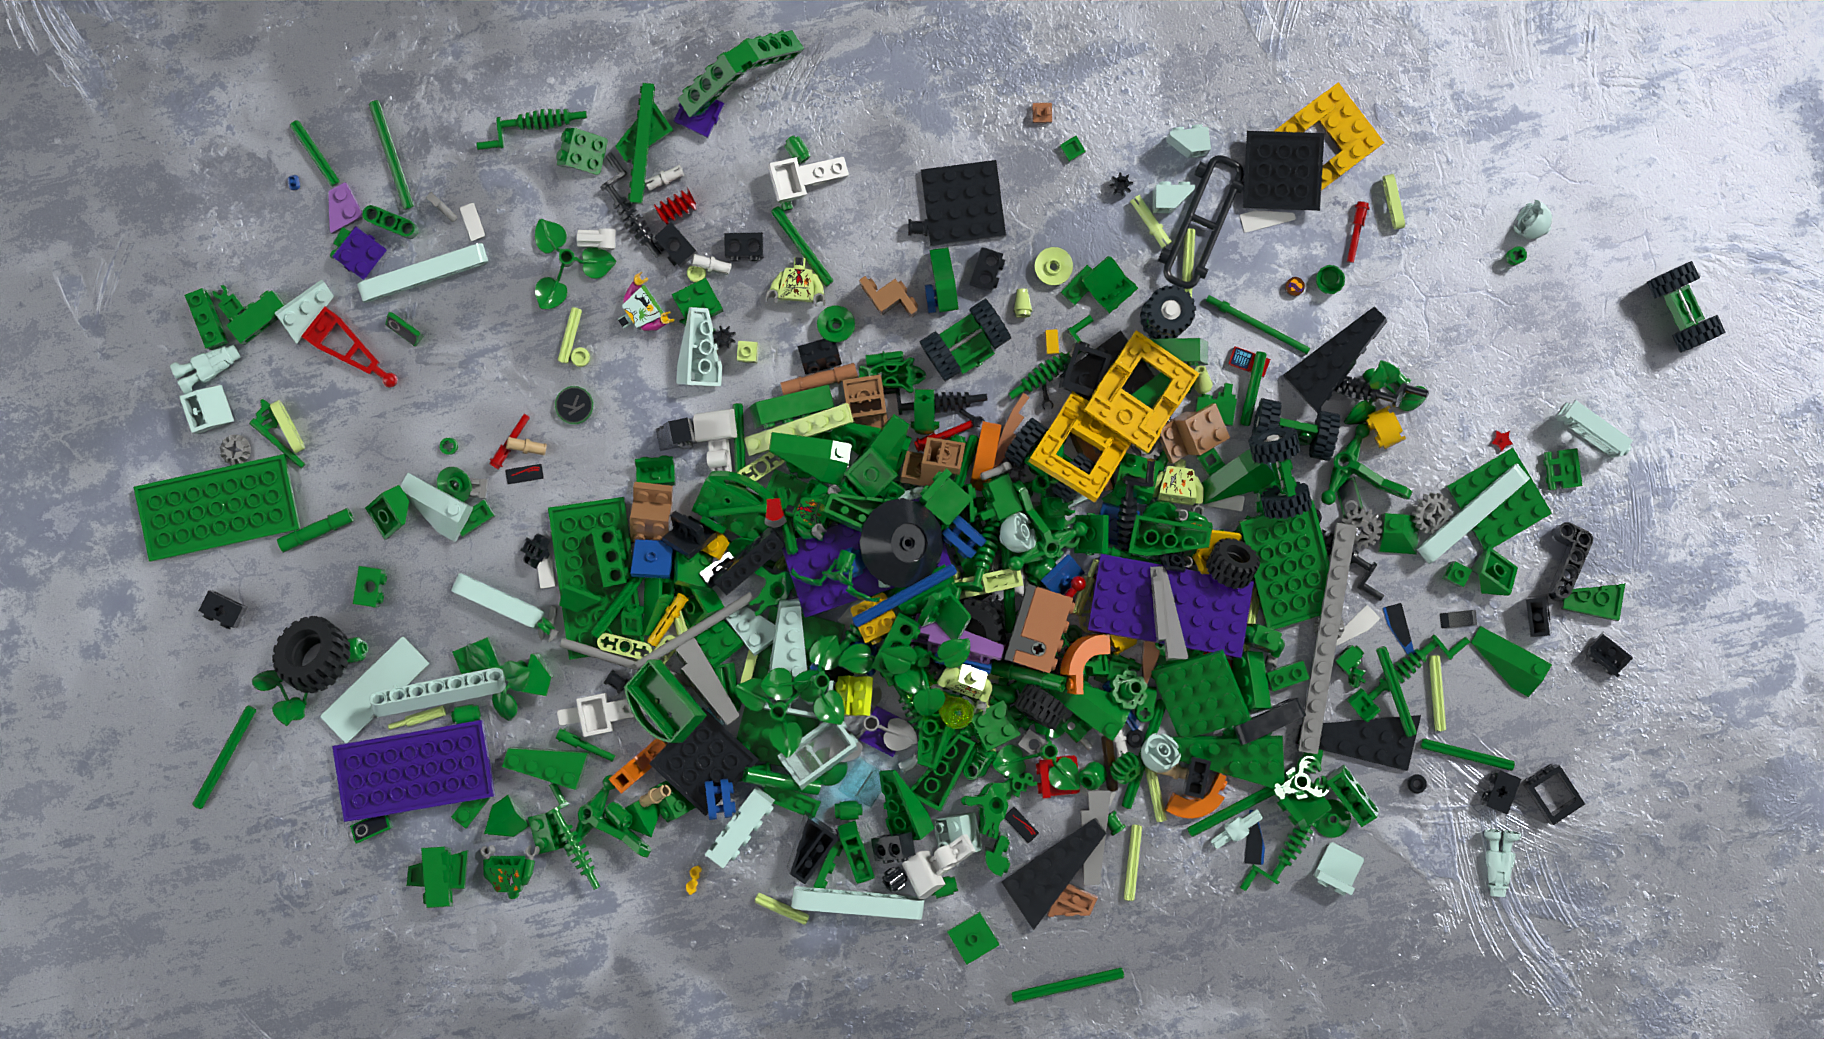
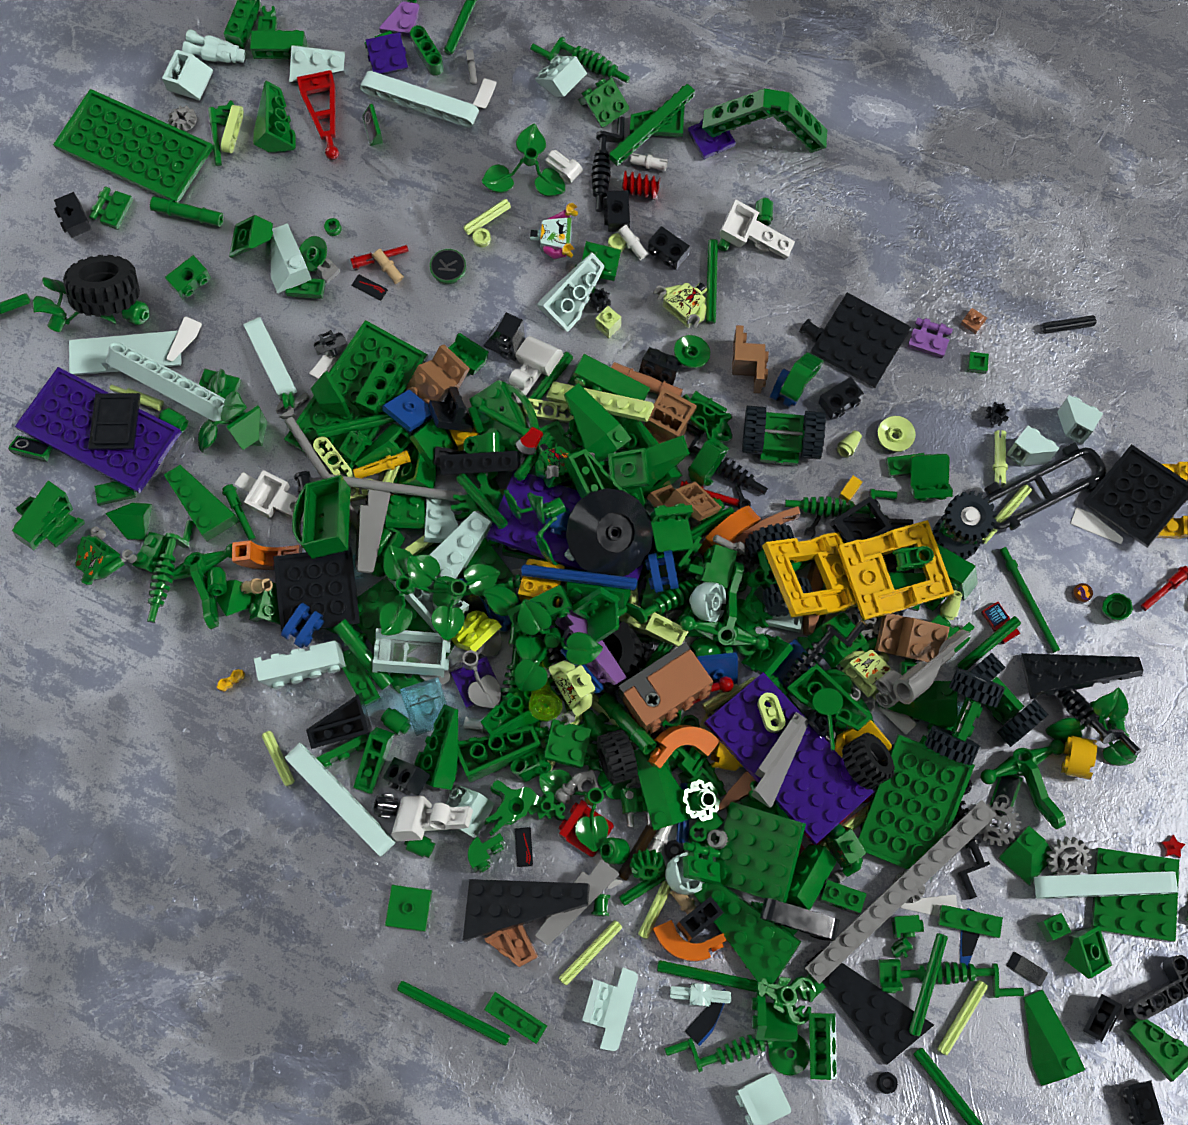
camera: 40 degrees right, 15 degrees down
(253, 575) = (115, 210): none -> green plate
(320, 397) = (272, 124): none -> green wedge
(411, 636) = (186, 334): none -> white sticker
(422, 755) = (114, 421): none -> black piece
(525, 155) = (561, 75): none -> light aqua slope
(738, 543) = (482, 443): none -> green piece
(777, 592) = (482, 501): none -> green axle
(1018, 162) = (928, 342): none -> medium lavender plate
(1022, 760) = (564, 794): none -> light grey bar
(1116, 952) = (515, 1017): none -> green plate
(1121, 55) = (1068, 324): none -> black axle
(1133, 584) = (771, 713): none -> yellowish green plate
(1146, 377) = (909, 557): none -> green piece
(1163, 702) = (722, 841): none -> light grey bush
(1169, 542) = (828, 702): none -> green piece
(1169, 741) = (701, 869): none -> green plate
(1178, 890) = (610, 1006): none -> light aqua plate
(1225, 467) = (907, 687): none -> light grey panel
(1392, 617) = (970, 921): none -> green plate

